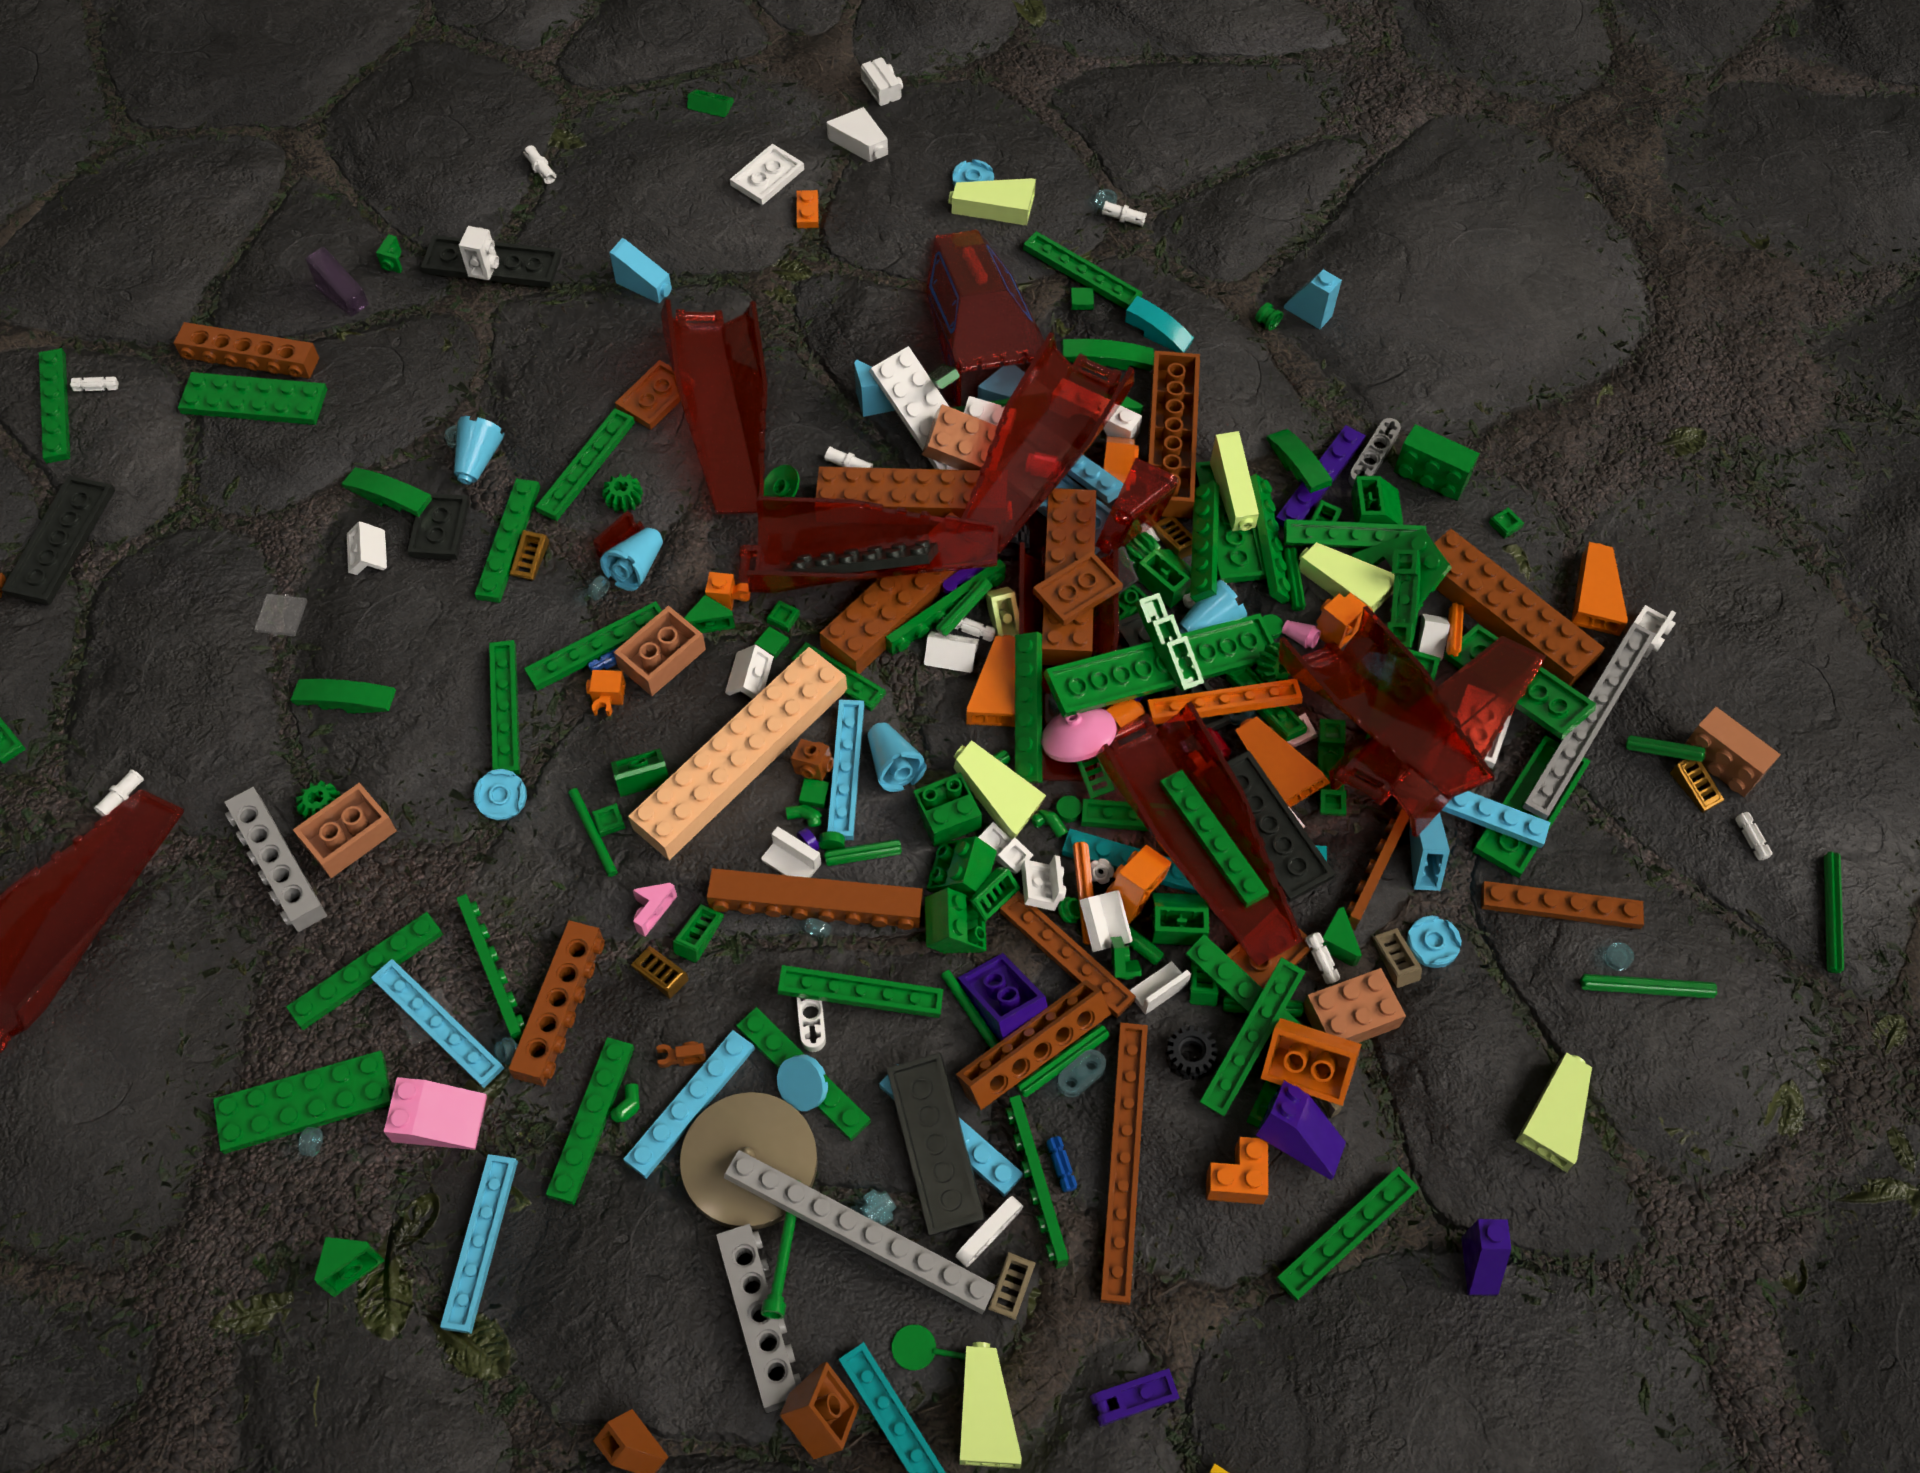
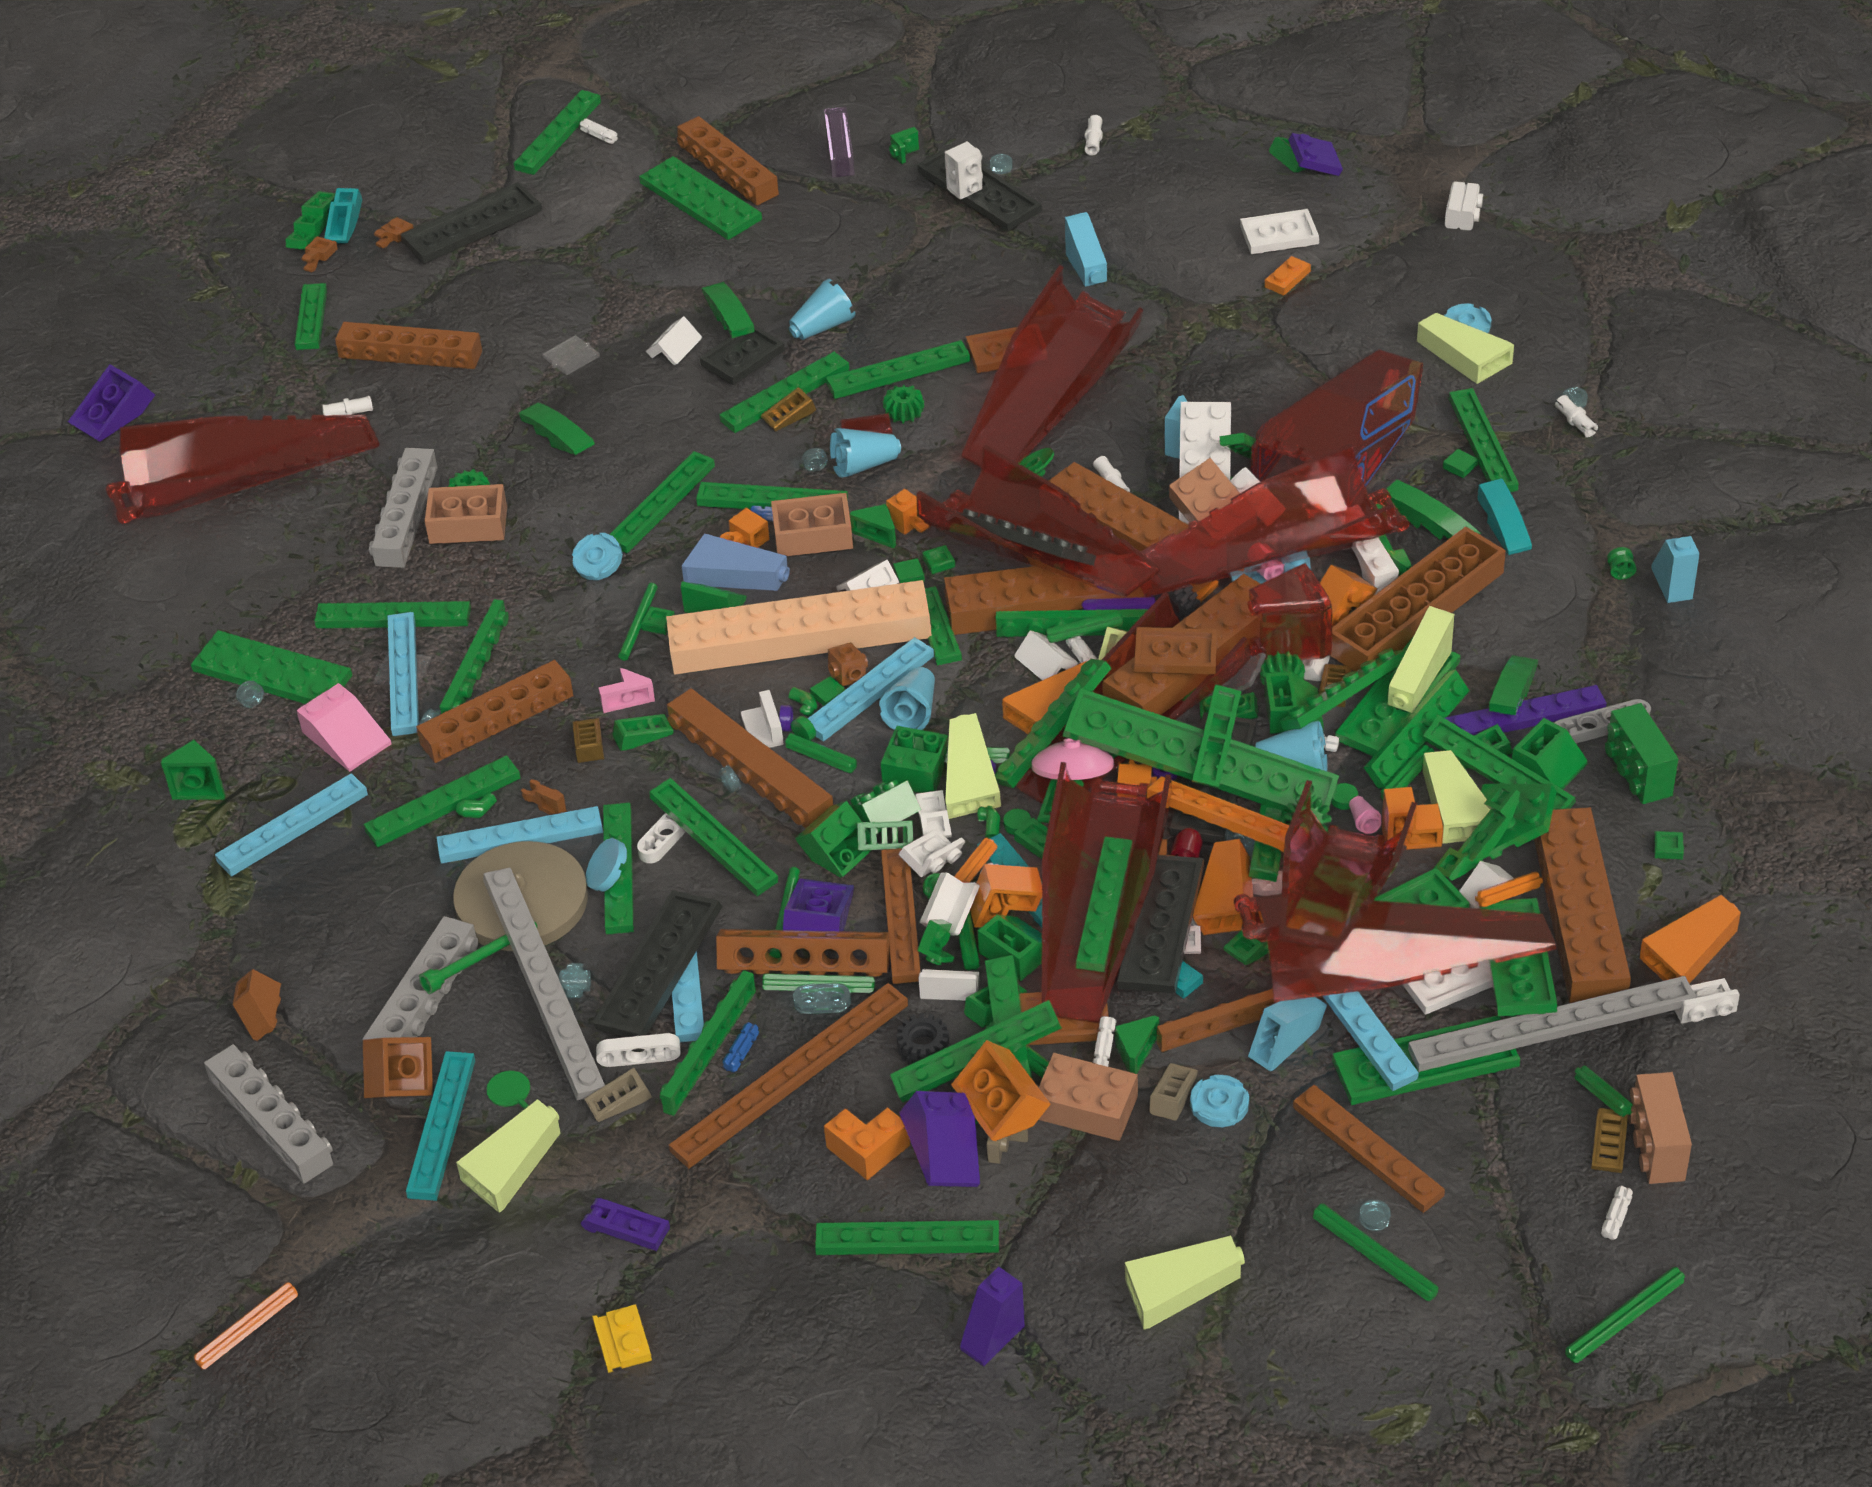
camera: 45 degrees right, 15 degrees down
(118, 696) = (408, 345): none -> dark orange brick
(490, 225) = (1001, 164): none -> clear light blue tile
(627, 728) = (734, 565): none -> medium blue slope
(732, 93) = (1315, 154): none -> dark purple plate
(858, 134) = (1394, 237): white slope -> none

